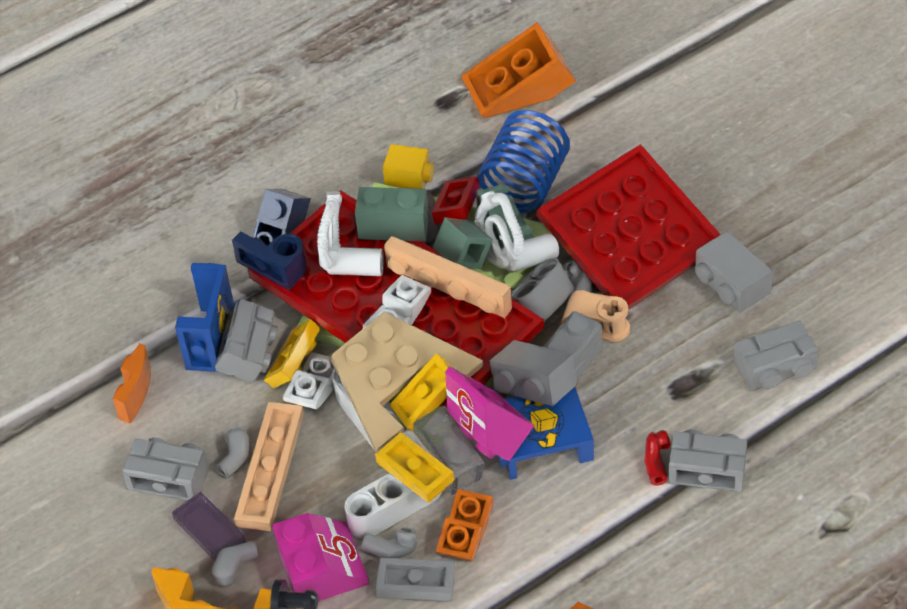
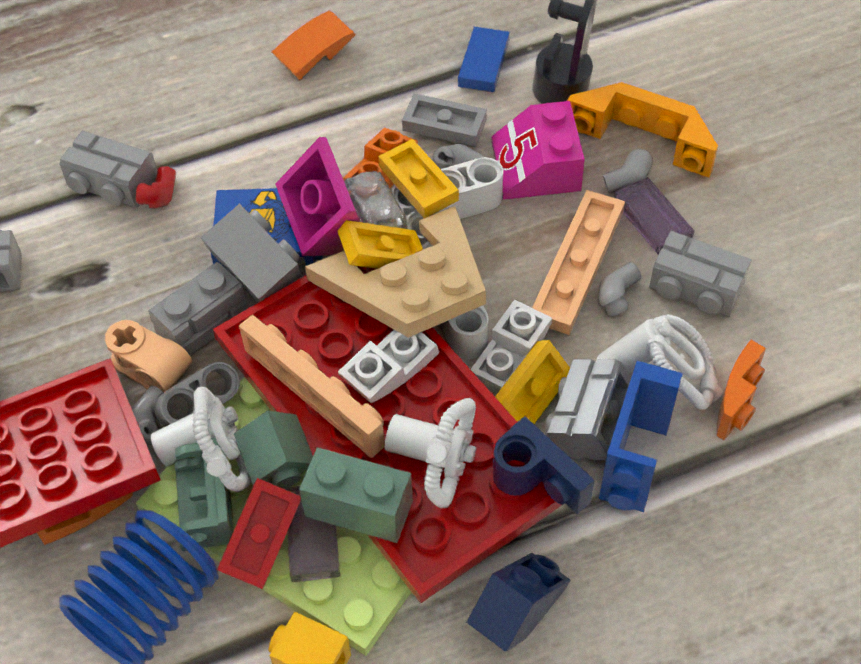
camera: 170 degrees left, 5 degrees up
(200, 379) = (652, 343): none -> white piece

